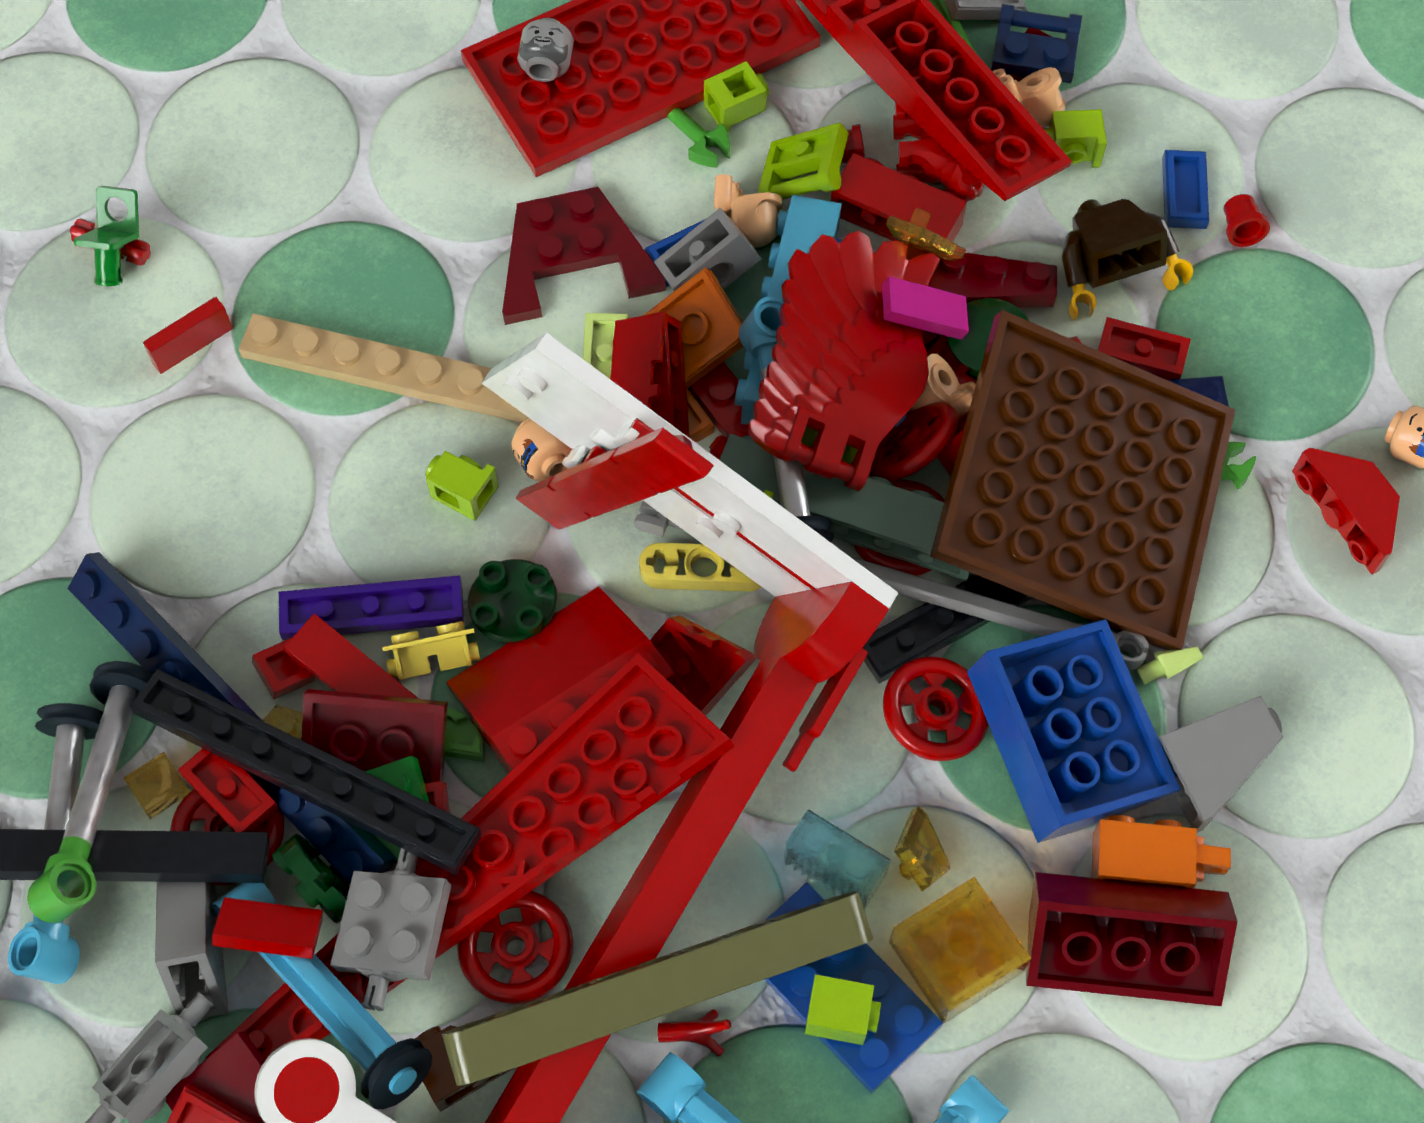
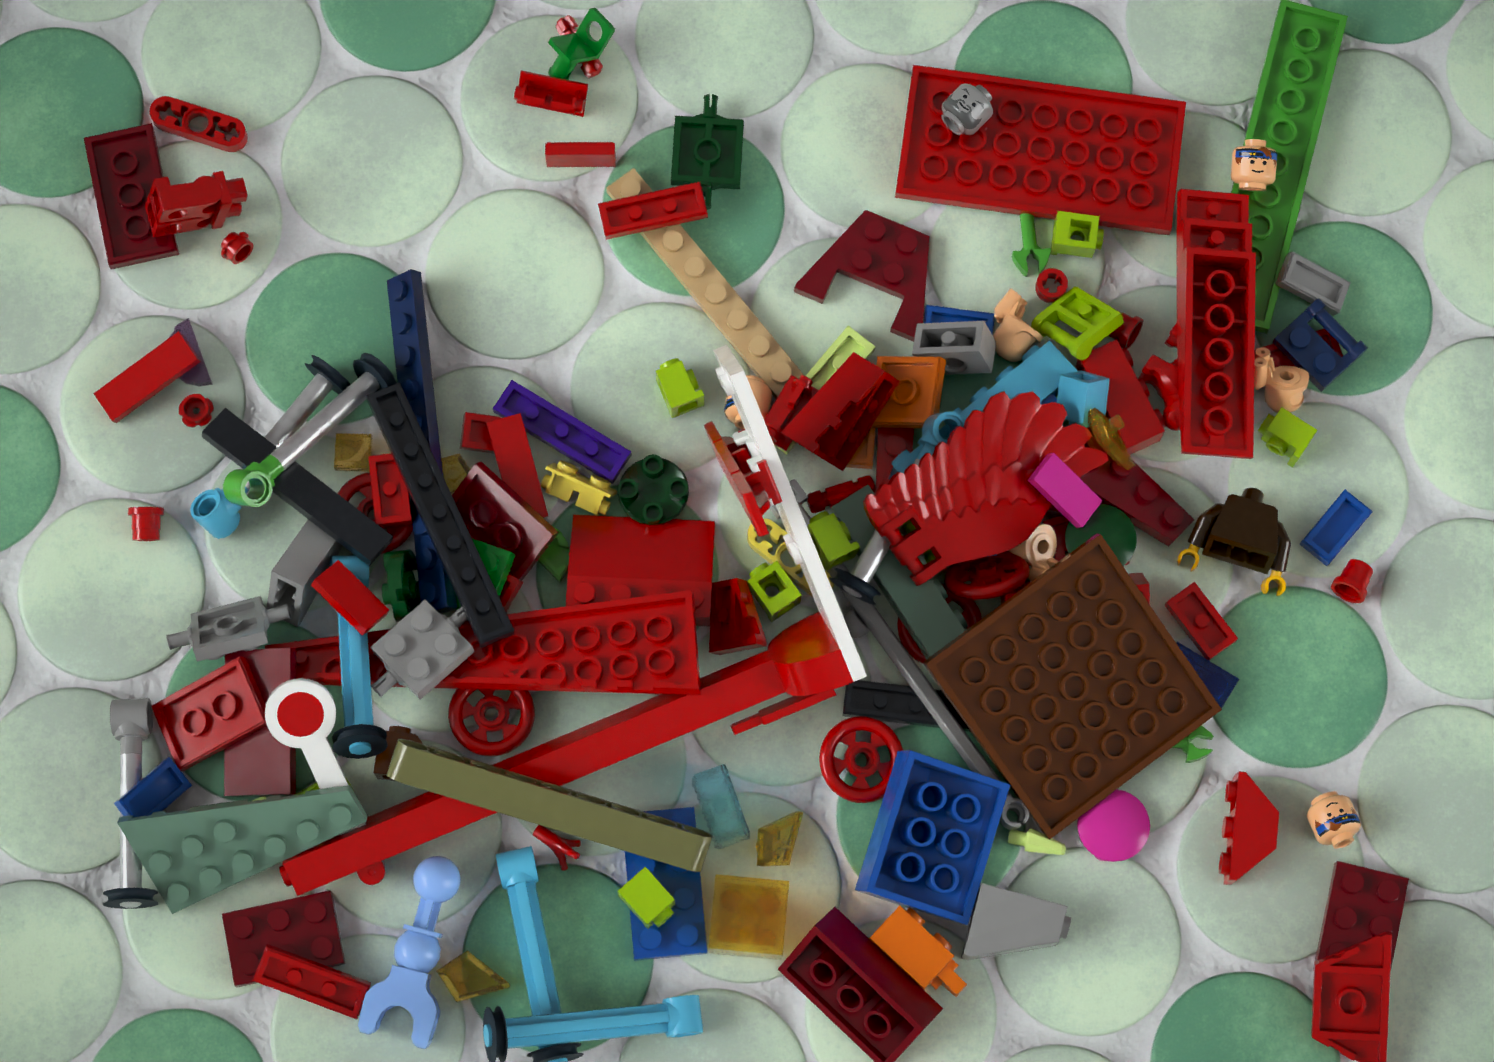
camera: 35 degrees right, 10 degrees up
(114, 300) = (551, 93): none -> red hinge
(304, 335) = (653, 210): none -> red tile
(317, 252) = (707, 150): none -> dark green plate
(724, 596) = (773, 575): none -> lime brick
(748, 144) = (1058, 276): none -> red bush
(867, 214) = (1081, 393): none -> medium azure brick
(1231, 594) = (1115, 827): none -> dark pink dish

